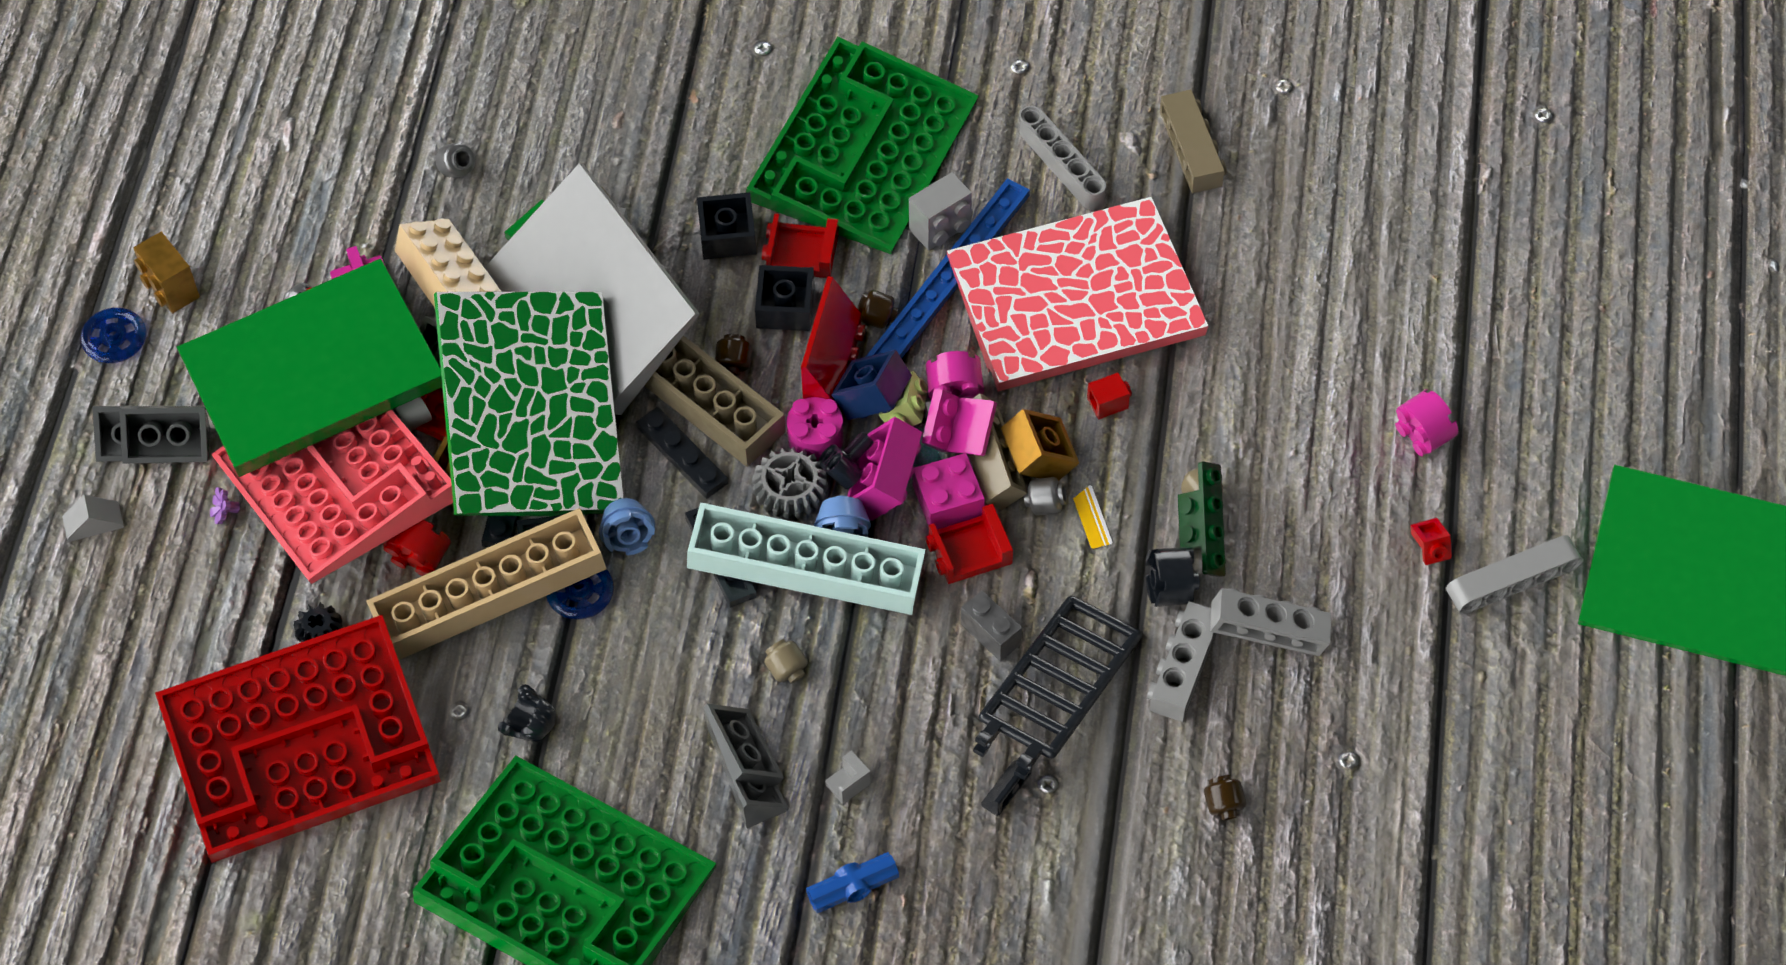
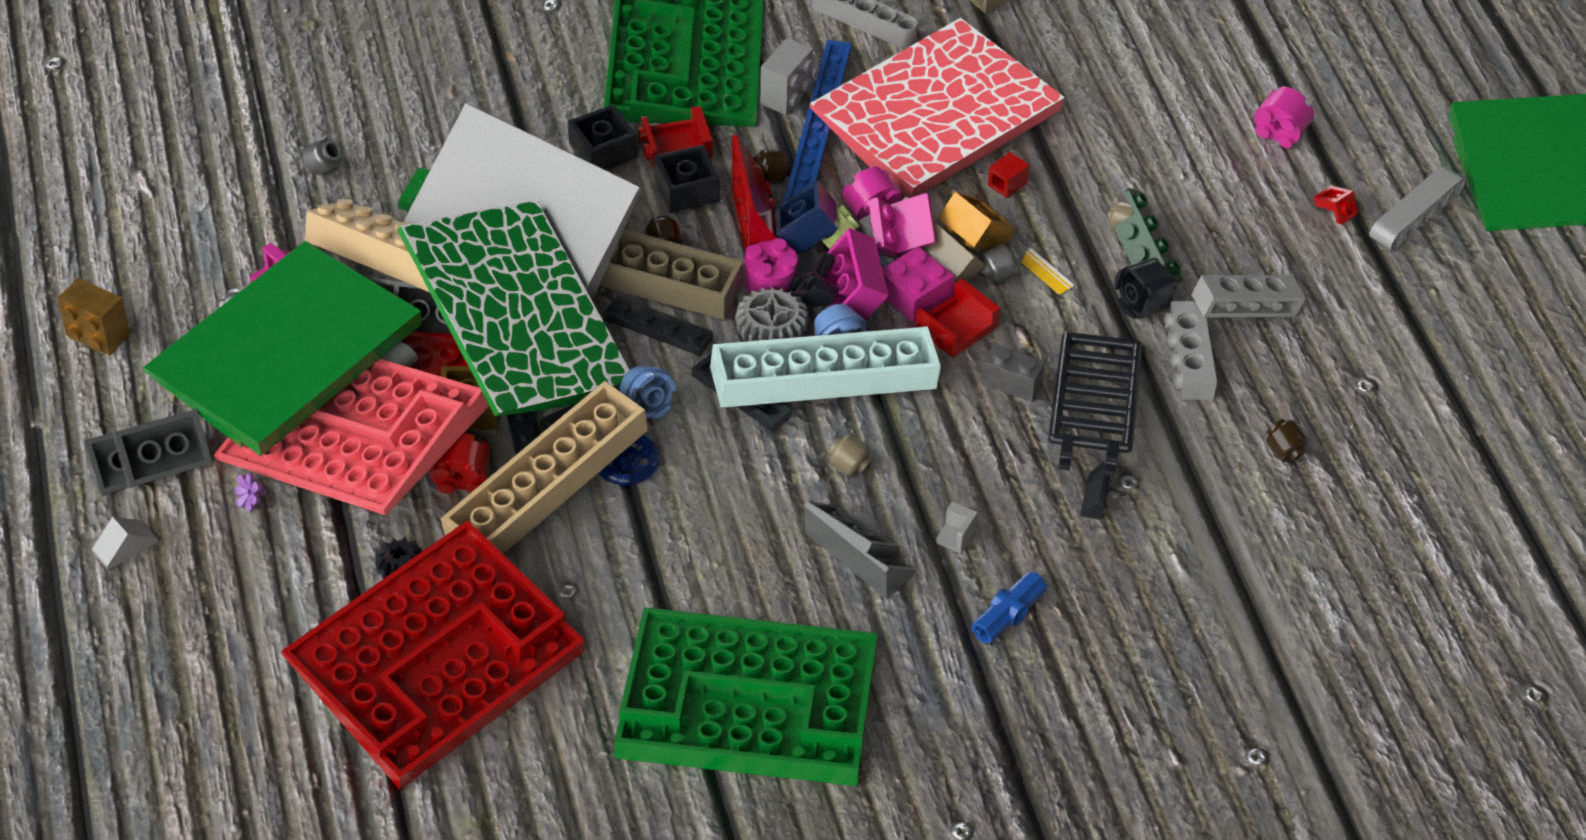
camera: 25 degrees left, 10 degrees down
(114, 353) = (55, 390): clear blue plate -> none
(530, 718) = (643, 567): black hair -> none

